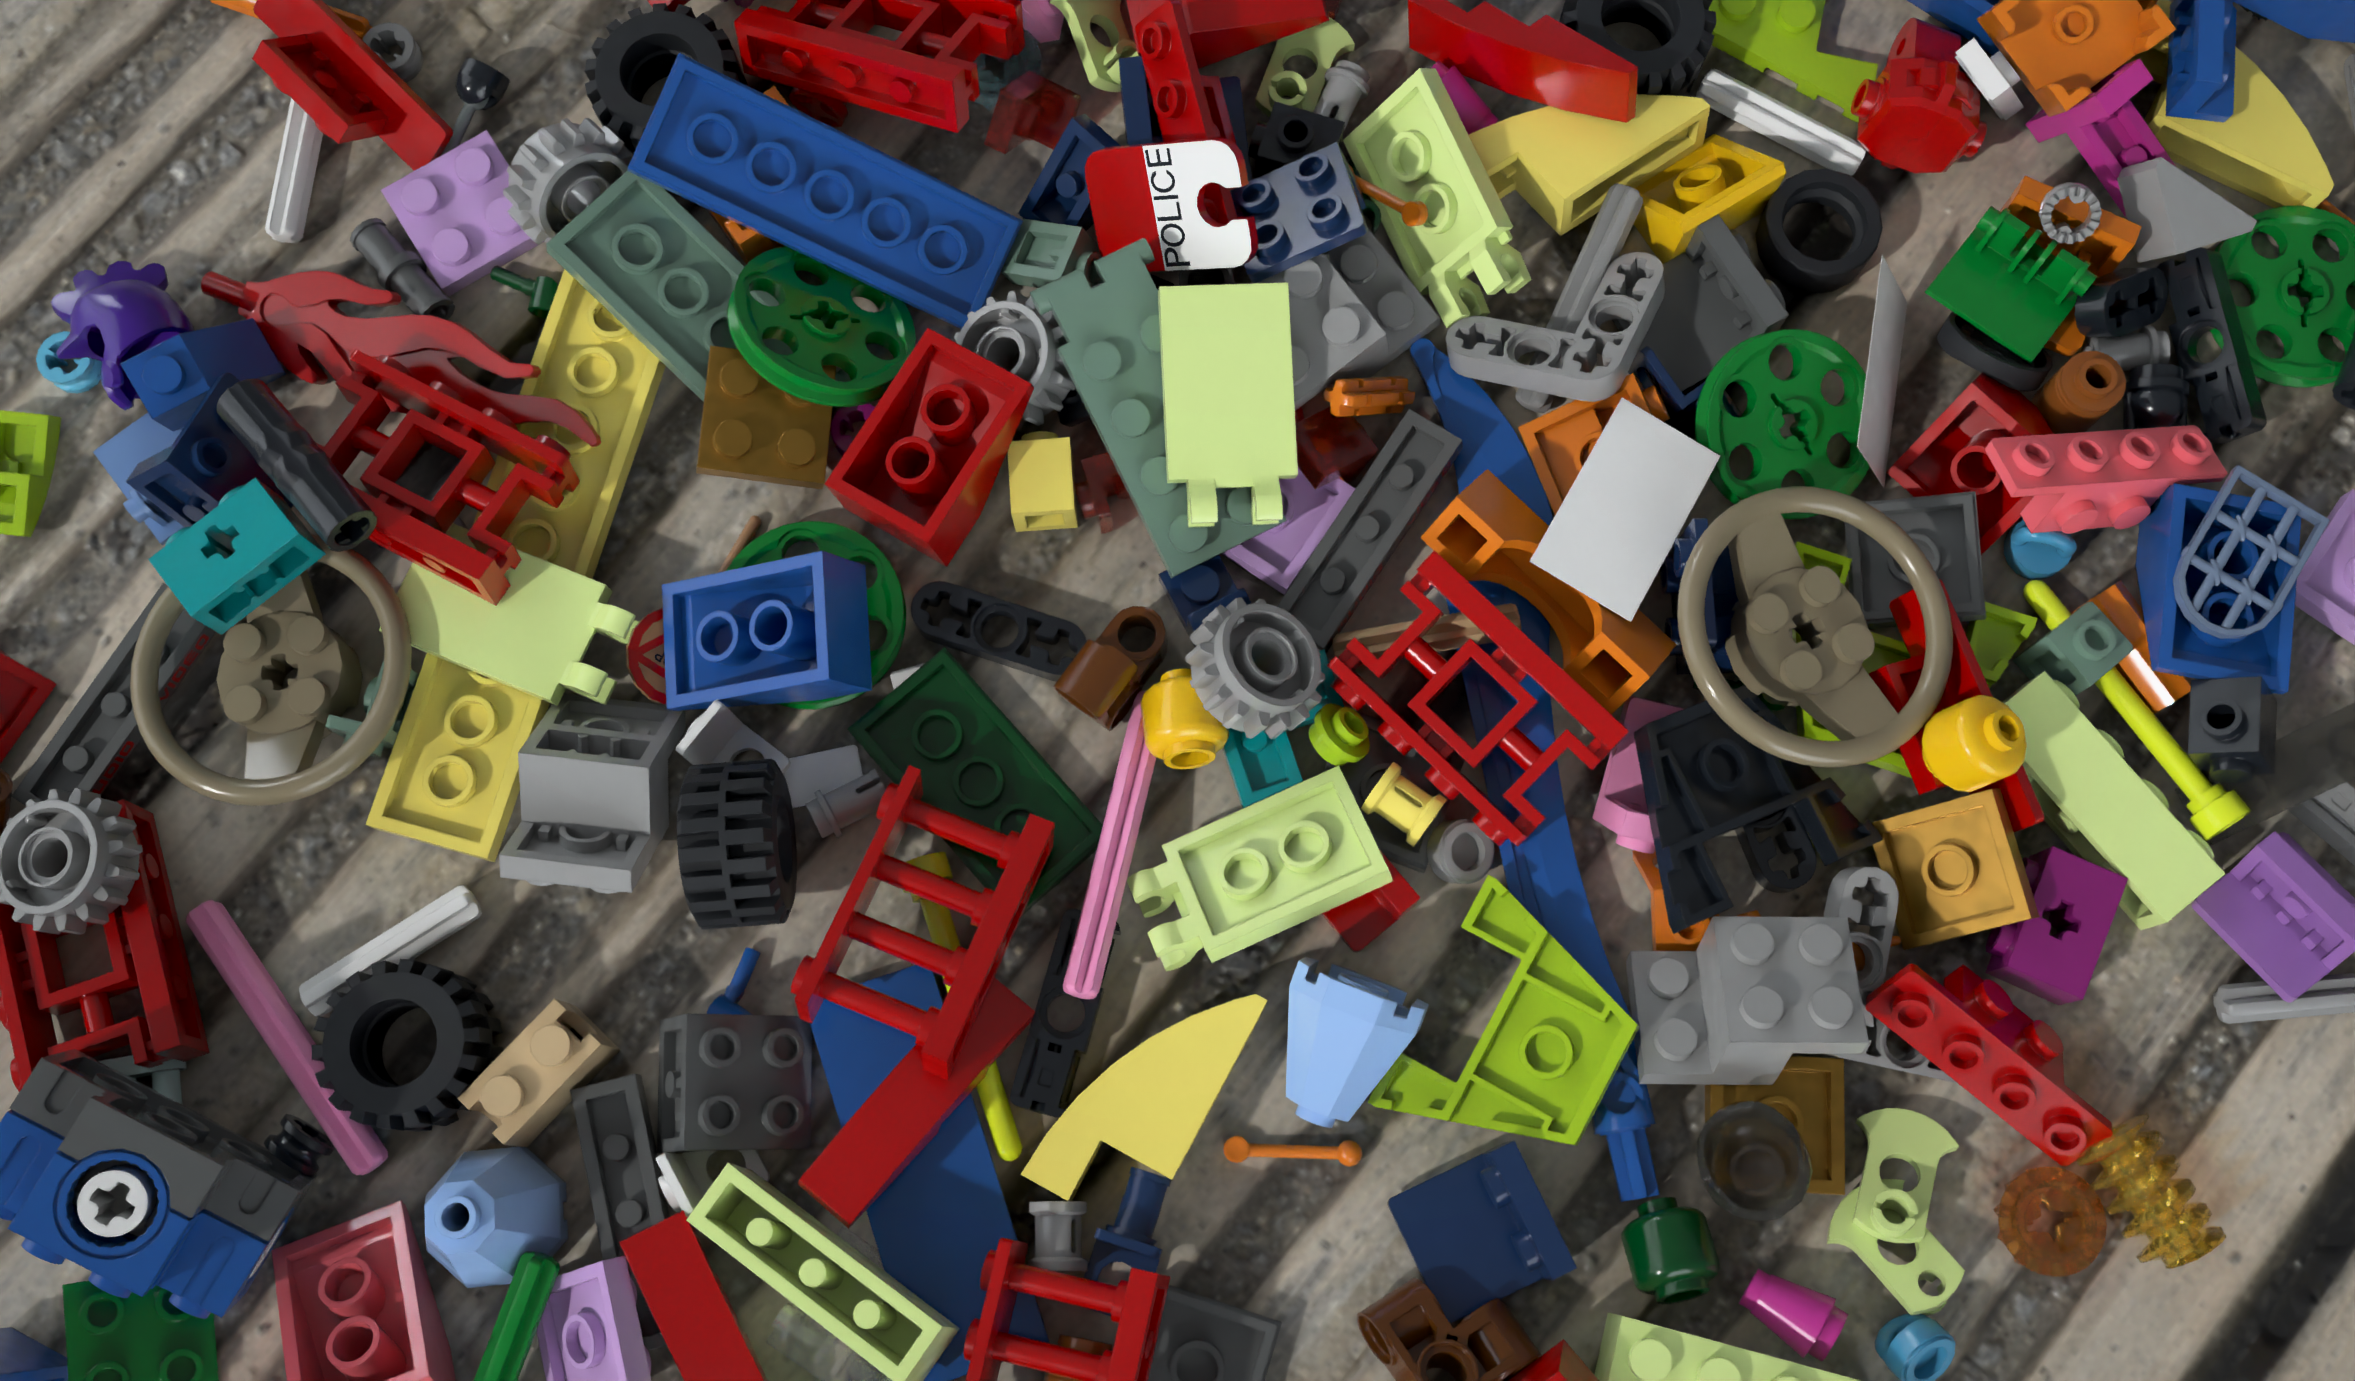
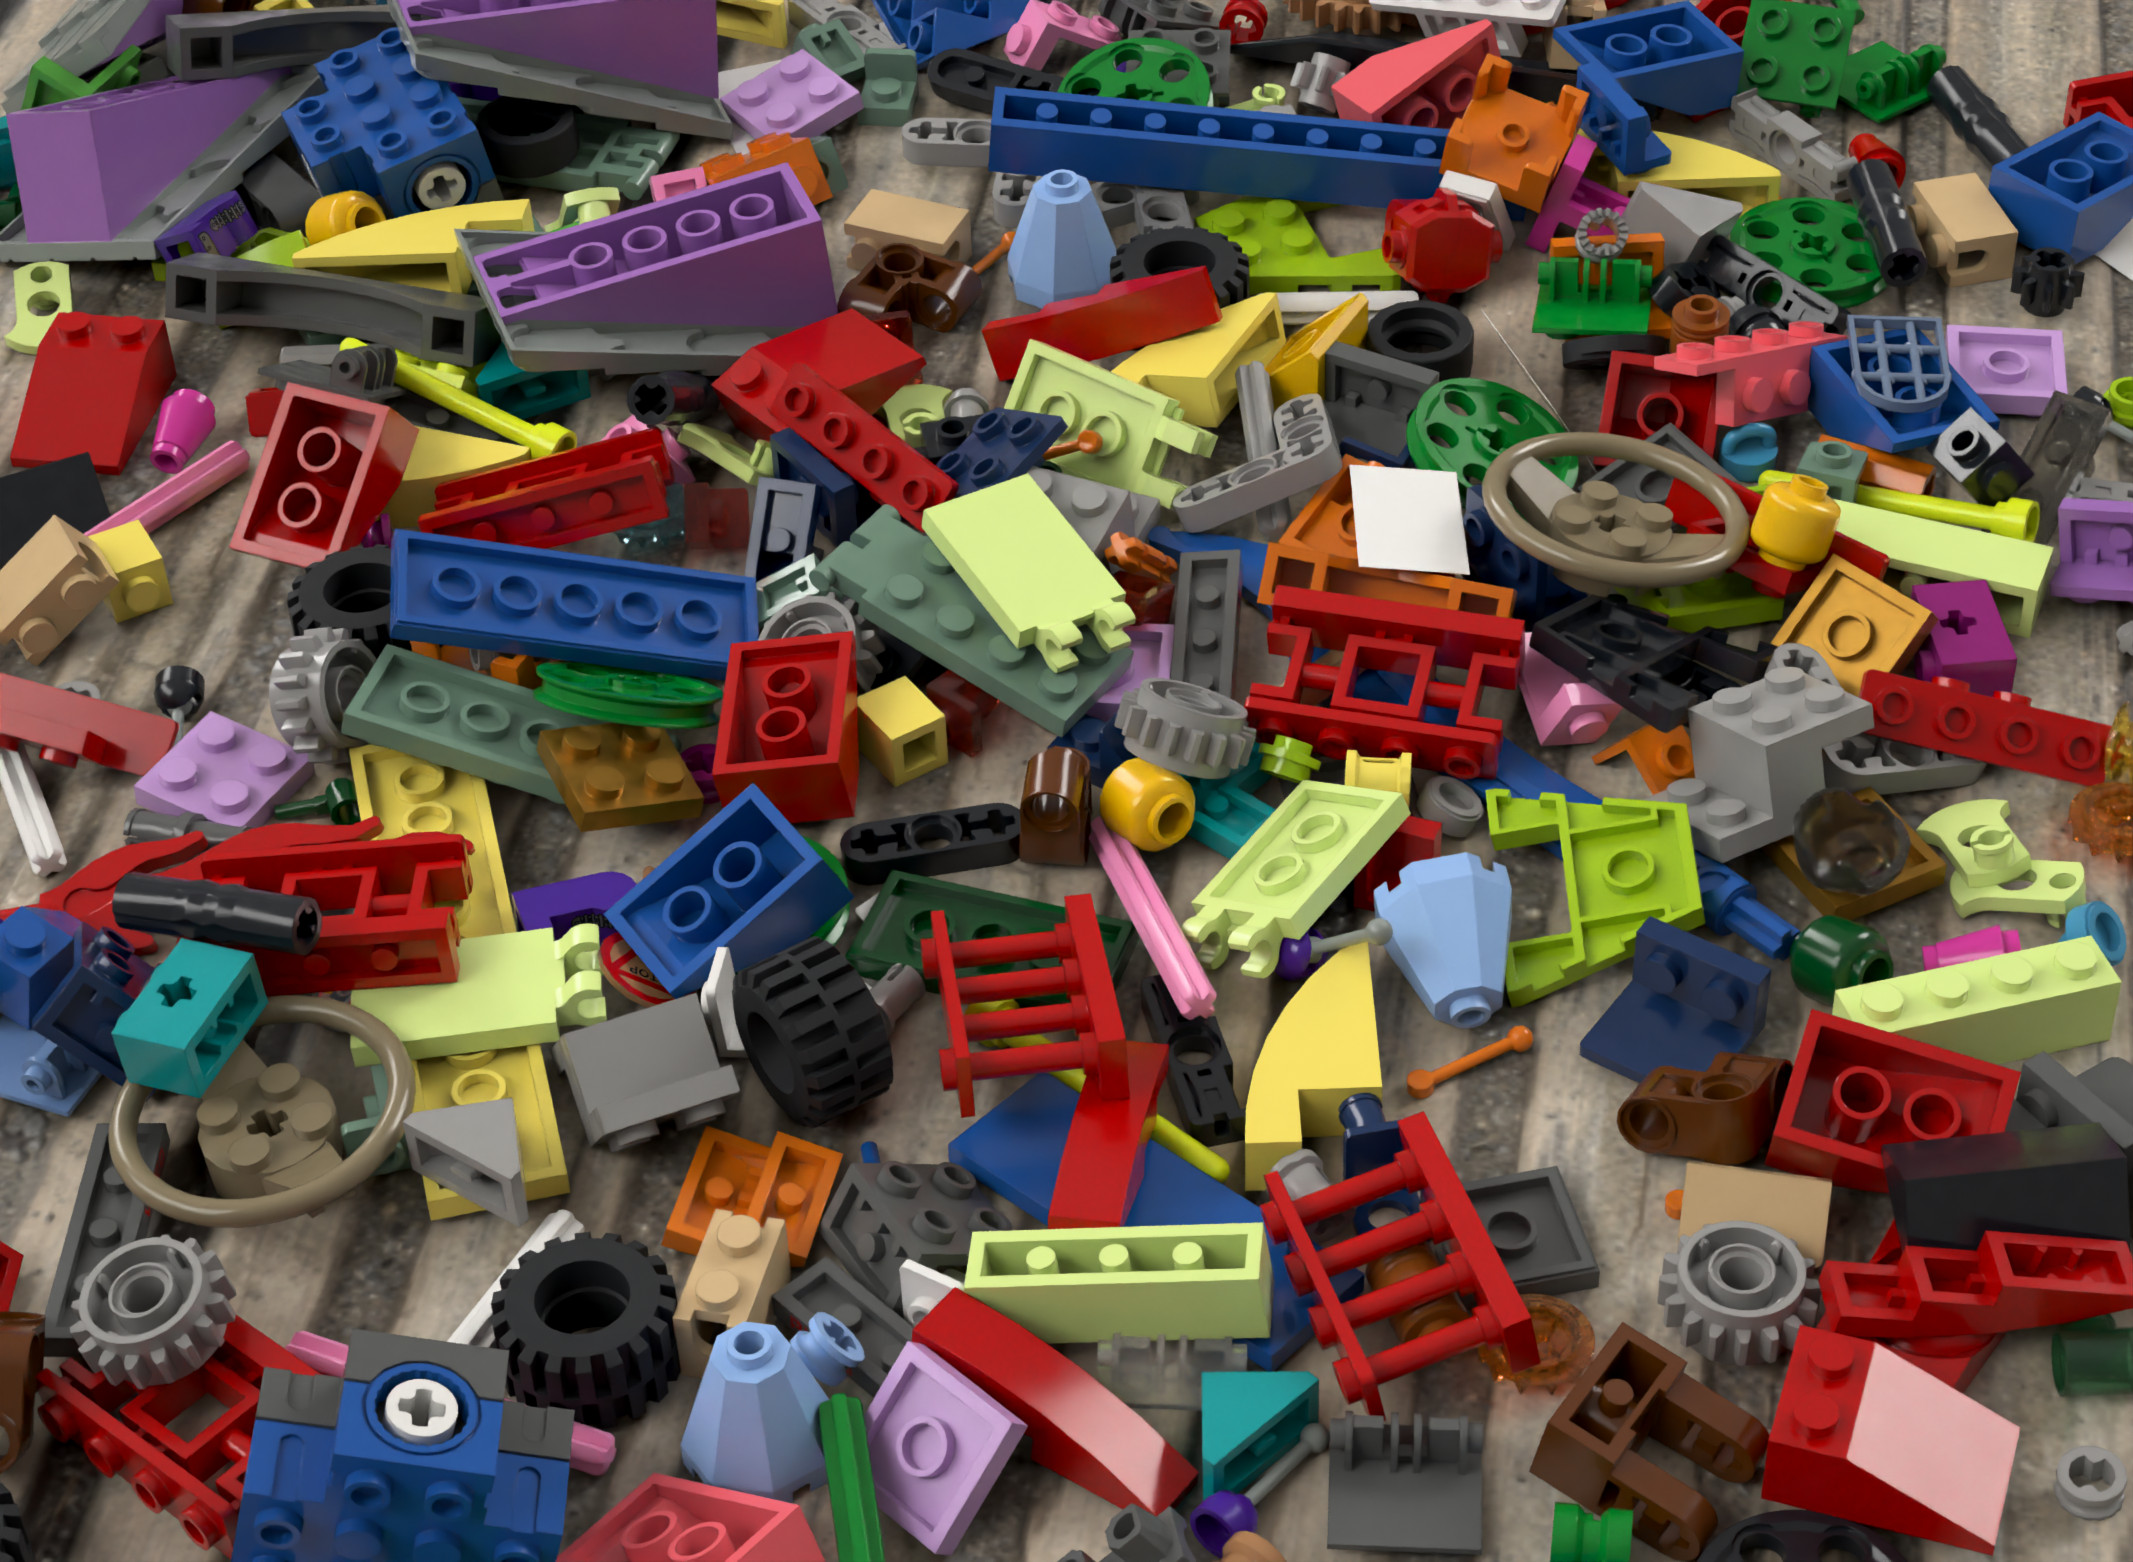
camera: 30 degrees left, 35 degrees down
(410, 824) = (472, 1153): none -> light grey slope
(584, 1197) = (828, 1348): none -> light blue bush
(628, 961) = (754, 1181): none -> orange slope
(648, 553) = (571, 903): none -> dark purple leg
(1159, 196) = (881, 470): piece -> none
(1226, 970) = (1305, 956): none -> hinge

